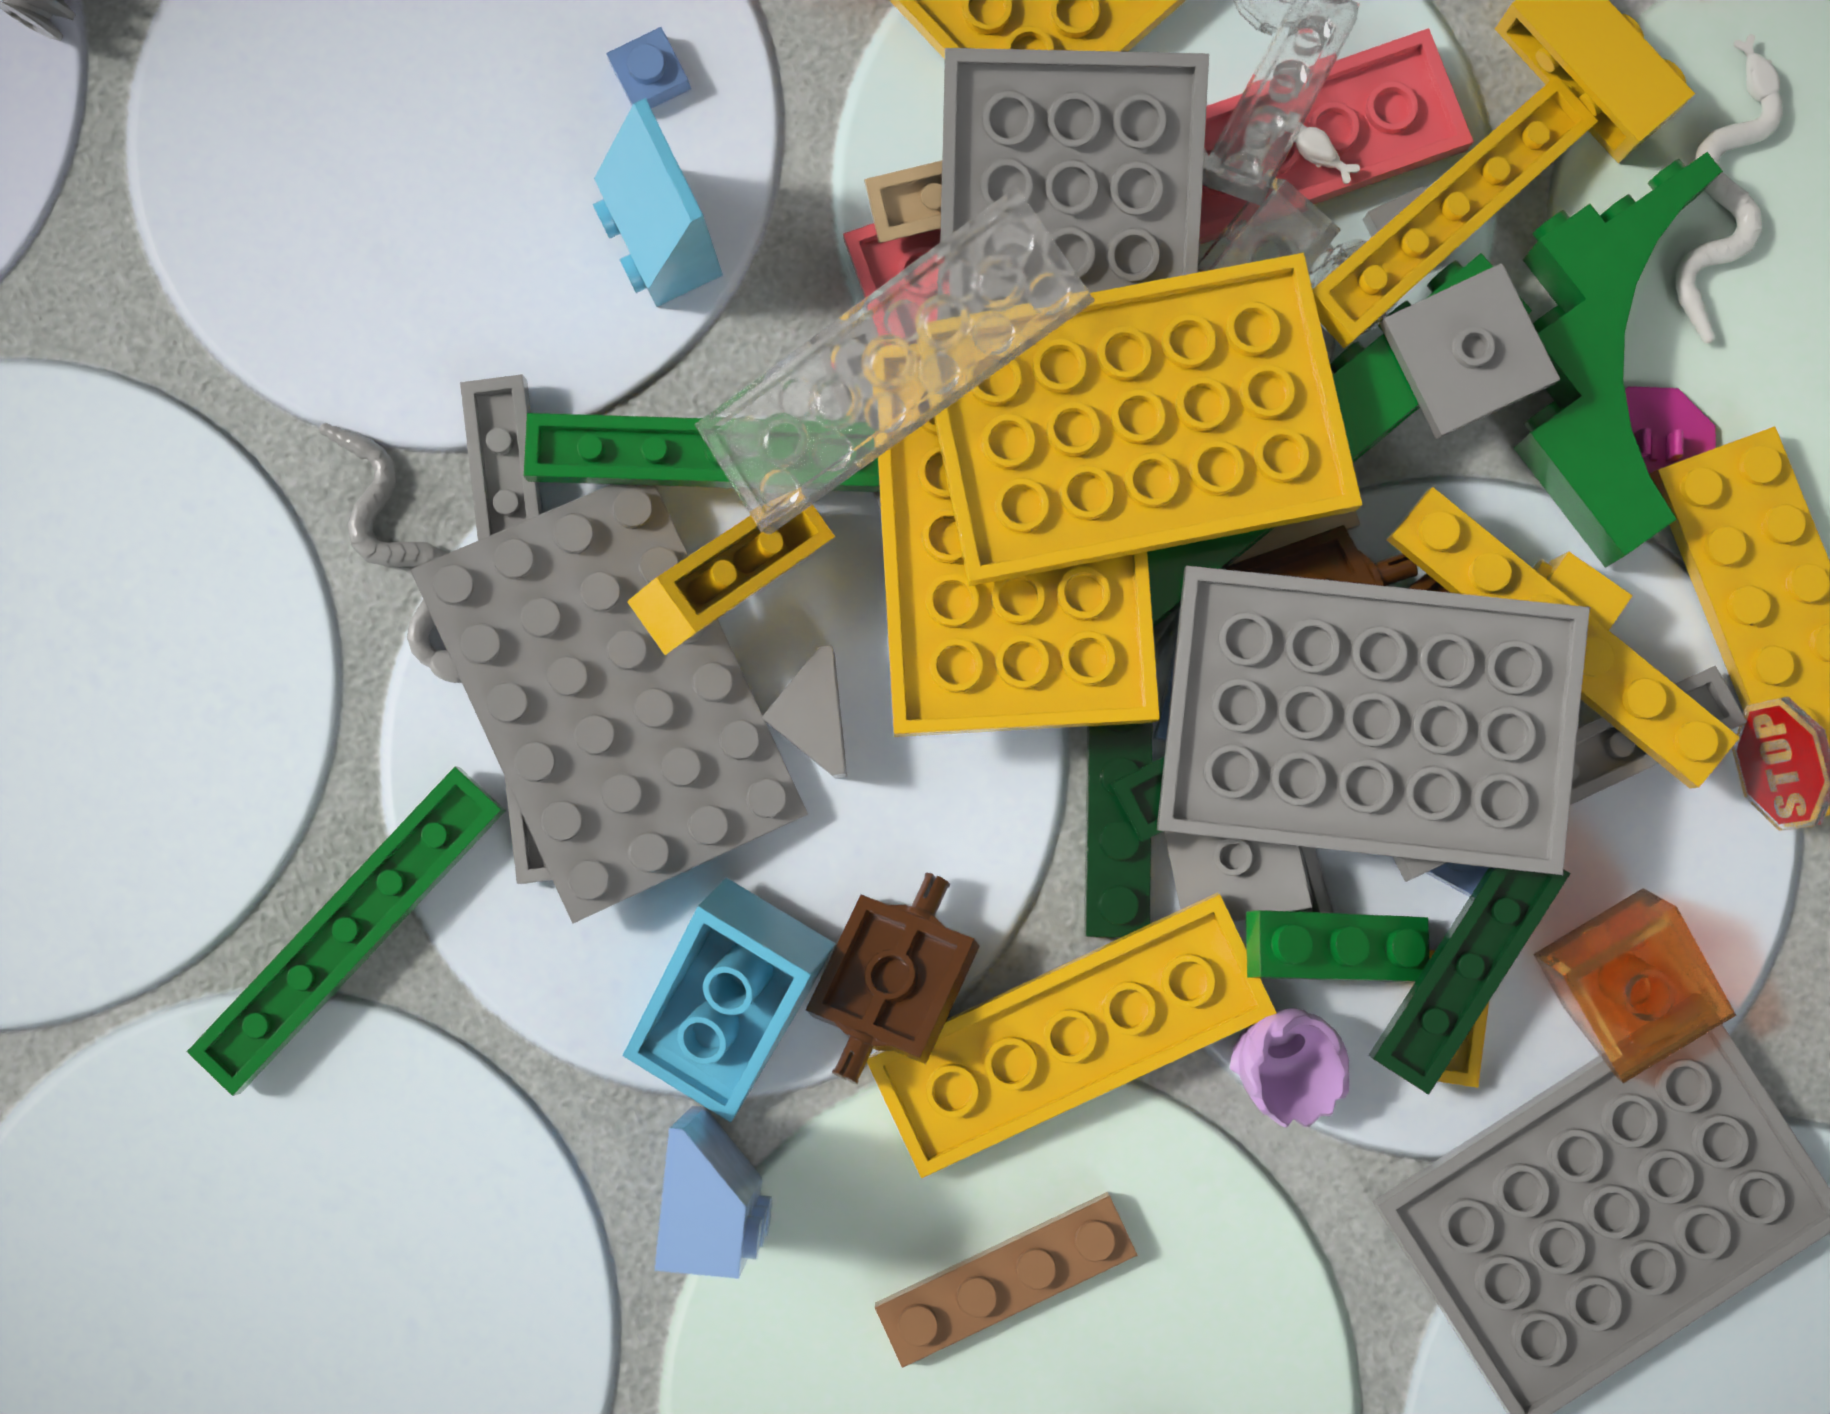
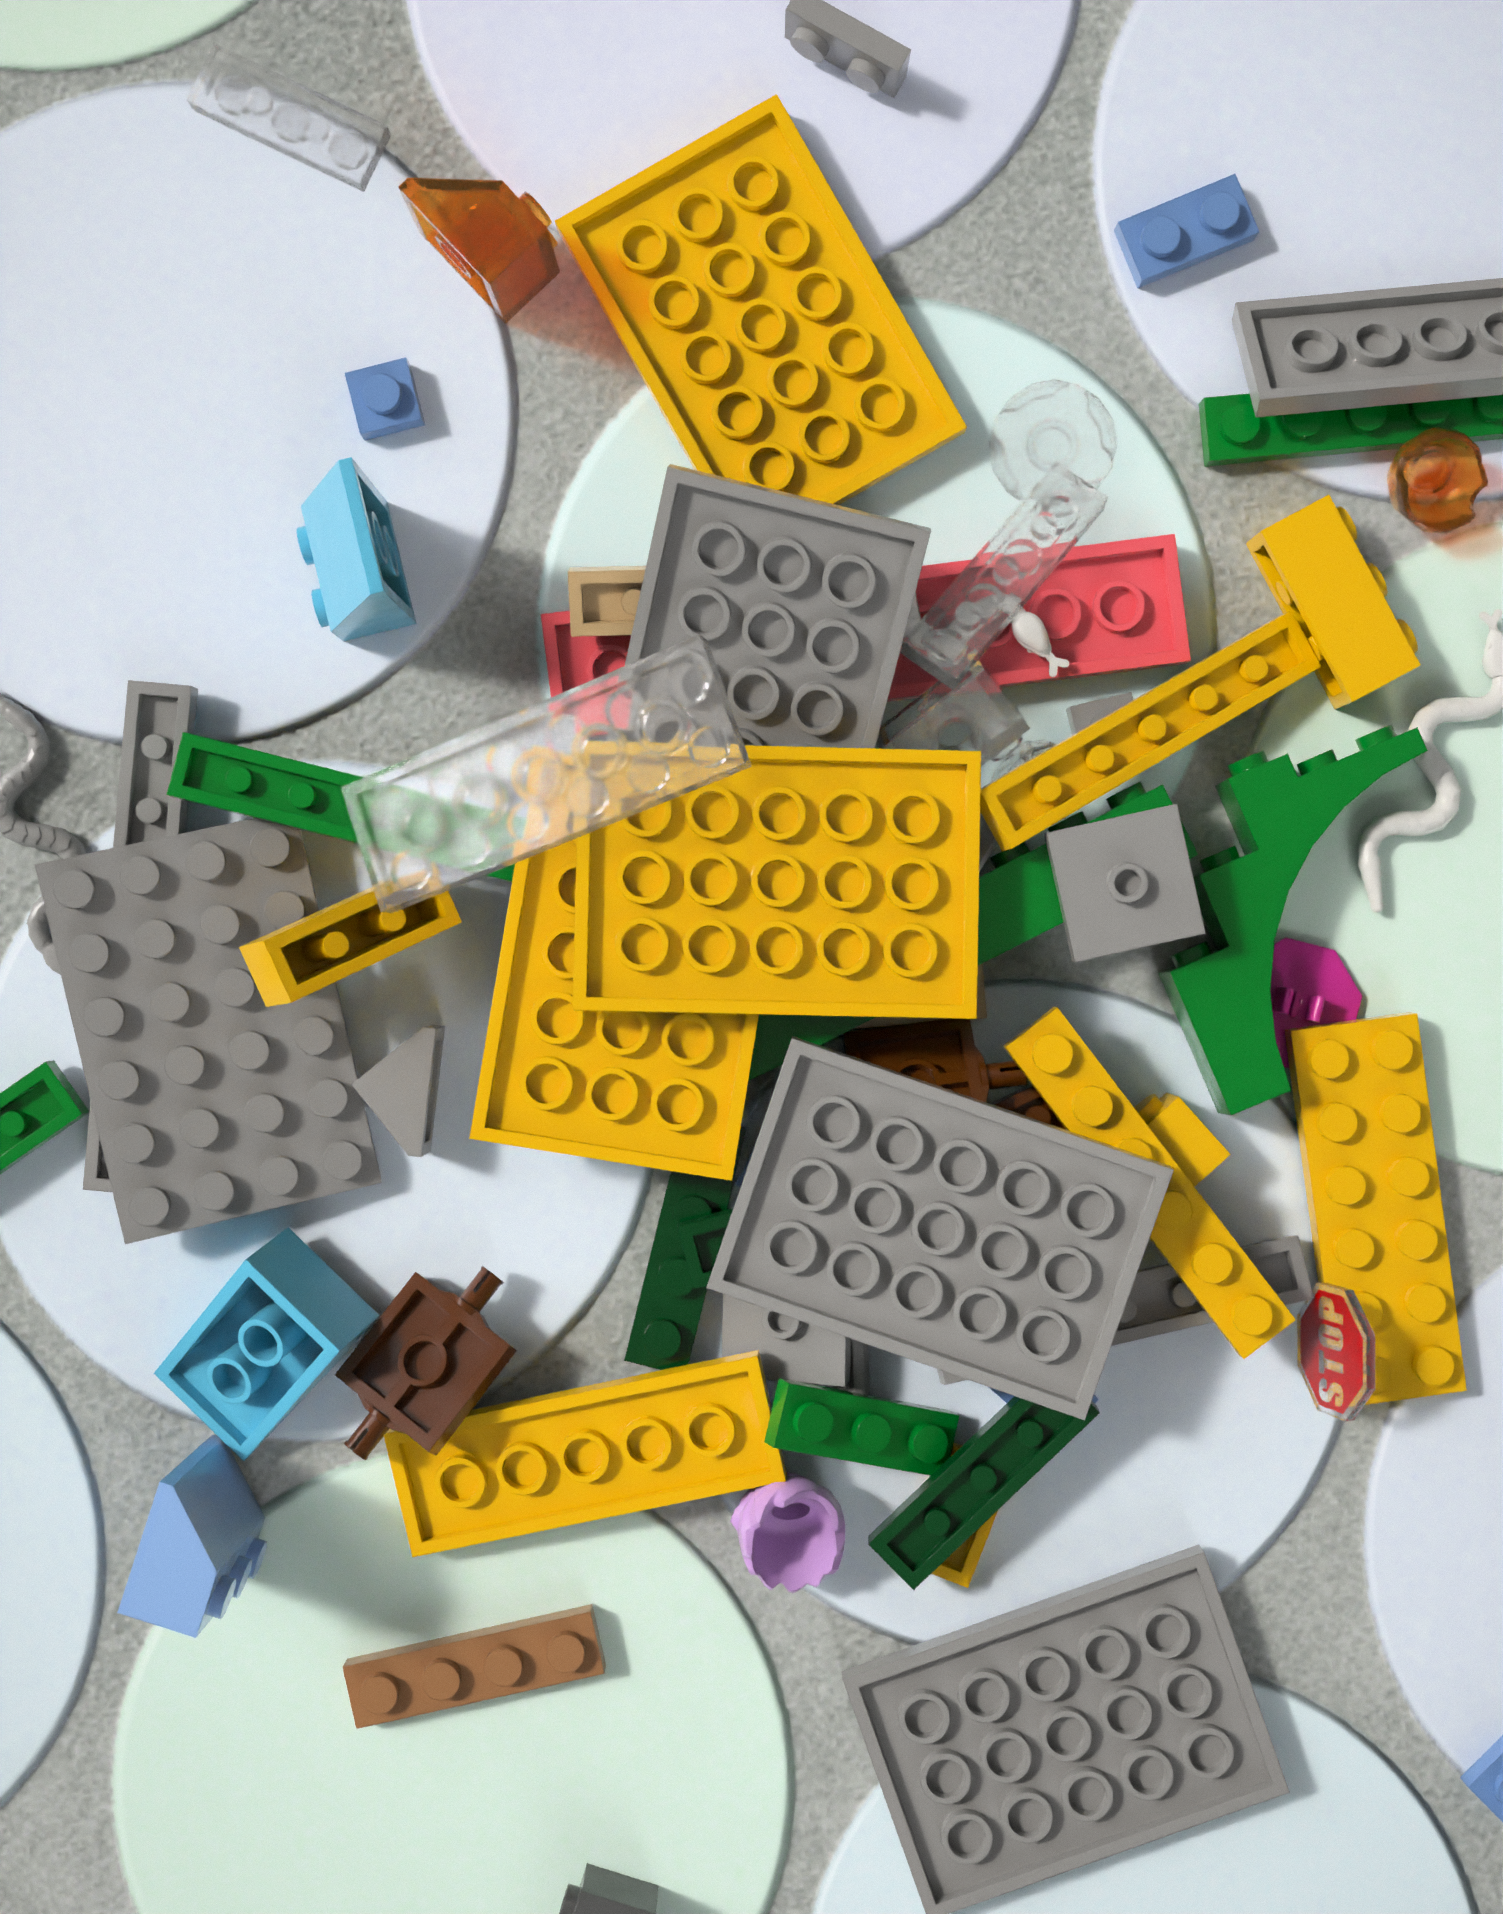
camera: 10 degrees right, 5 degrees up
(1635, 983) = (1139, 1527): clear orange slope -> none

